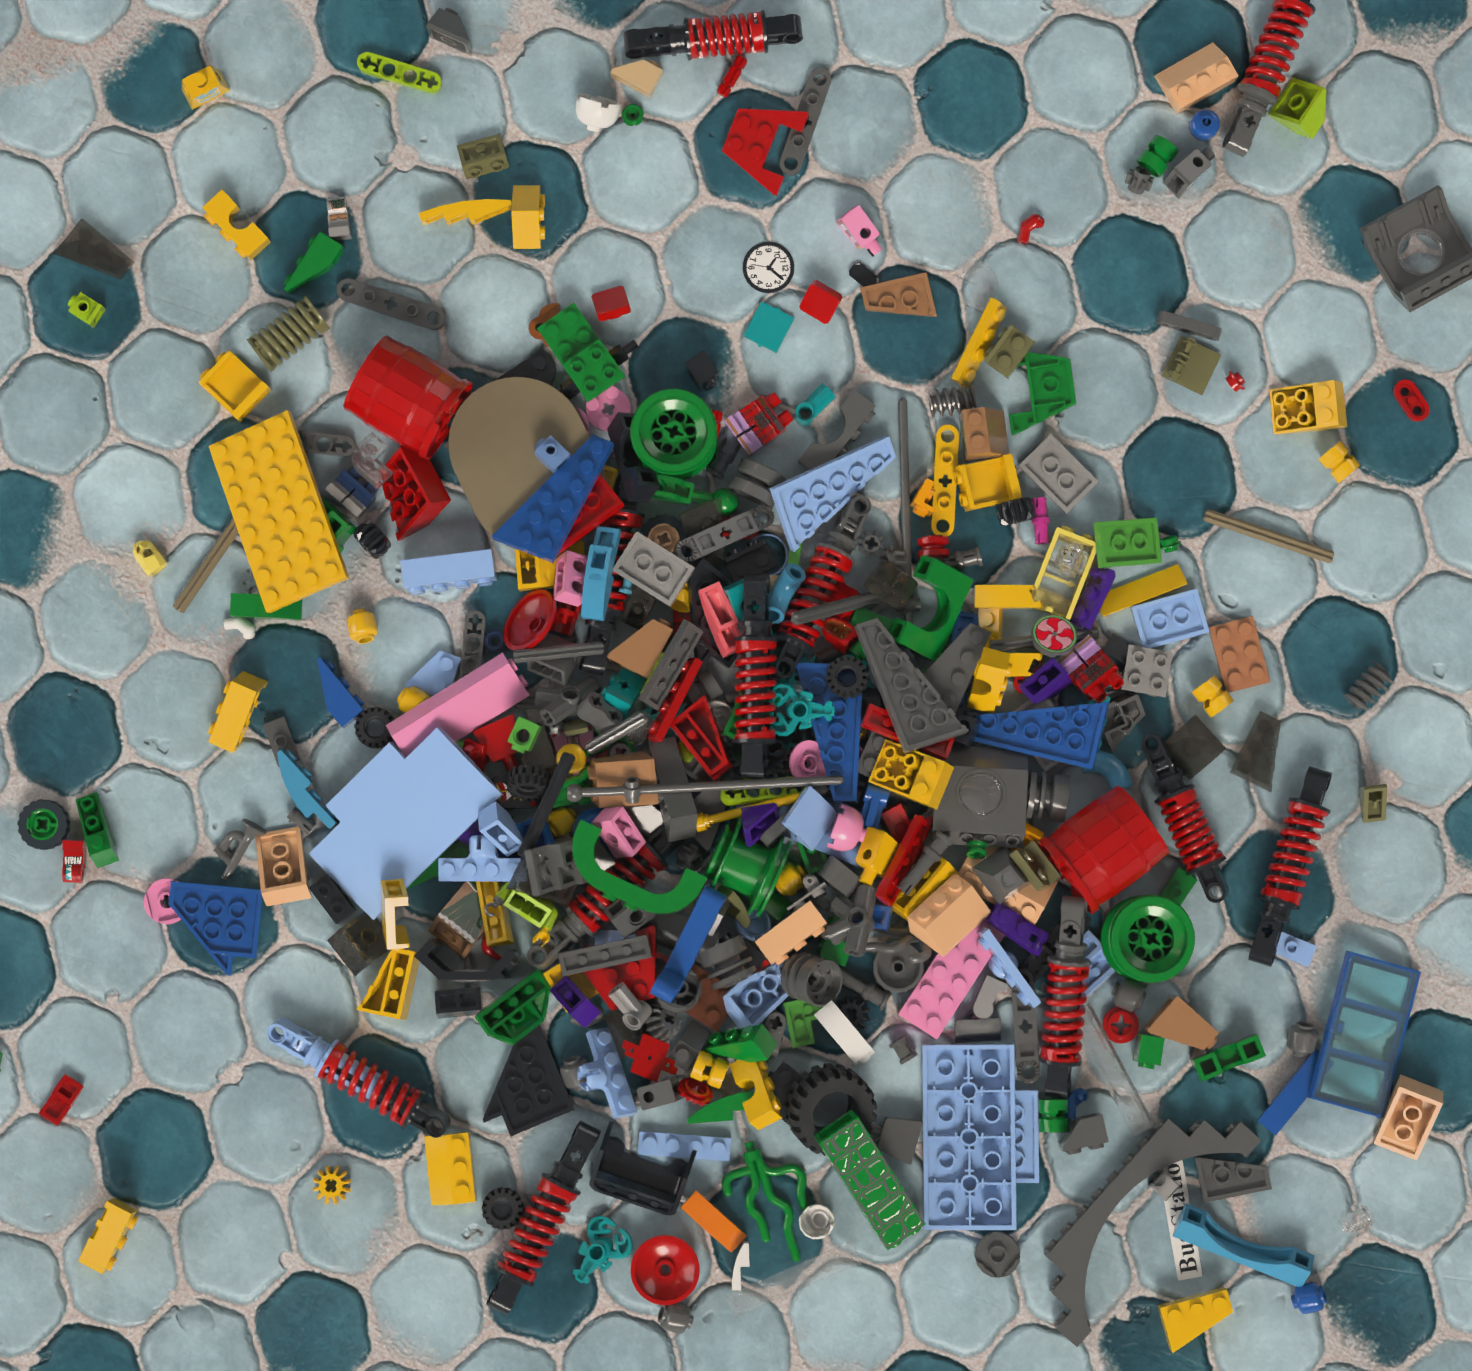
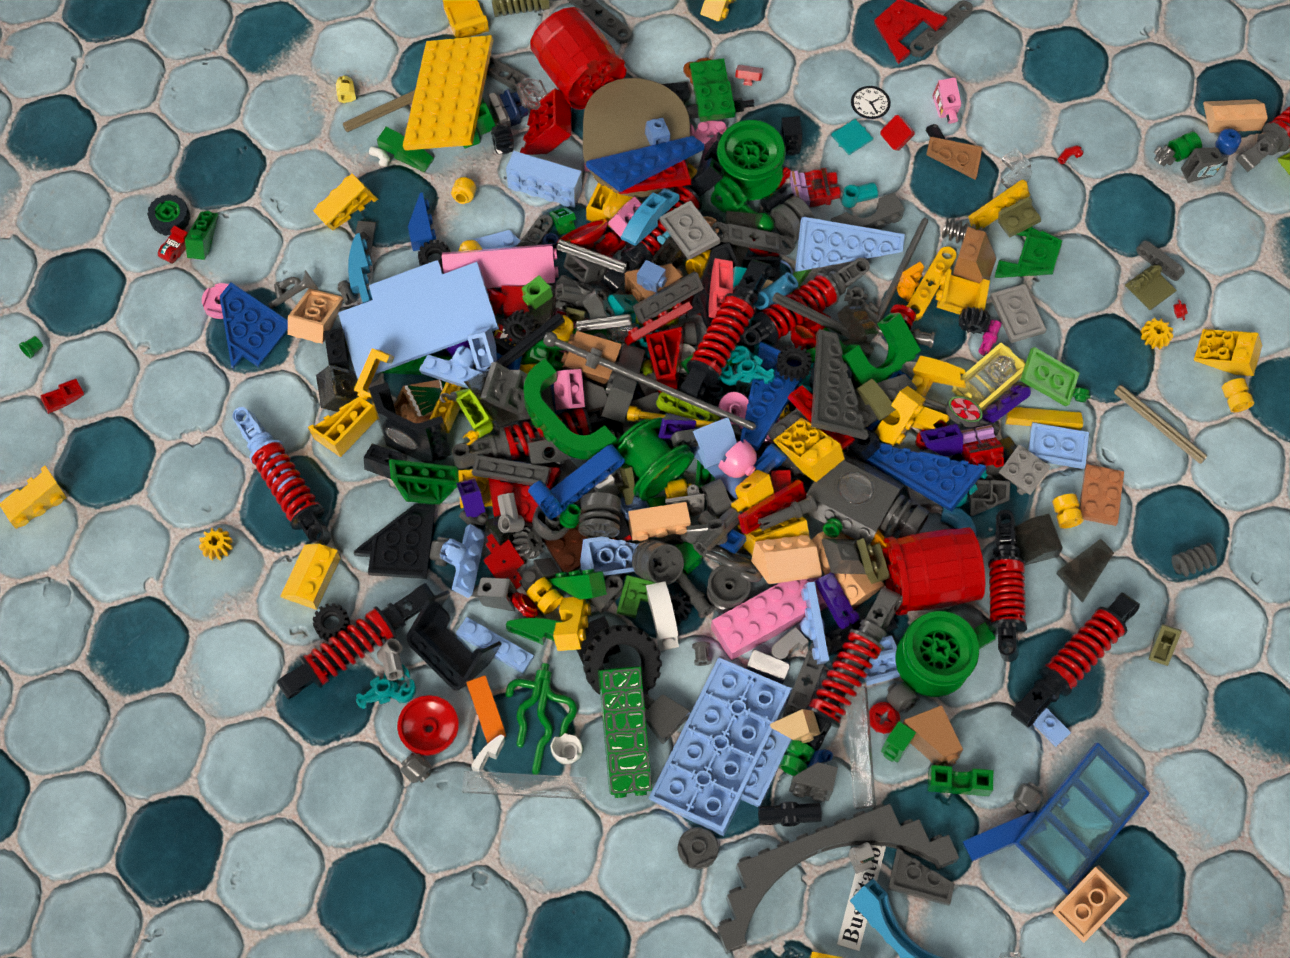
camera: 25 degrees right, 20 degrees down
(492, 605) = (563, 220): none -> green slope
(584, 1215) = (391, 659): none -> light grey piece
(641, 652) = (651, 276): none -> medium blue brick
(695, 985) = (570, 517): none -> green piece
(954, 674) = (876, 398): none -> olive slope
(1041, 1088) = (798, 726): none -> tan slope
(1072, 1175) = (789, 814): none -> black piece
(1216, 430) = (1157, 333): none -> yellow gear

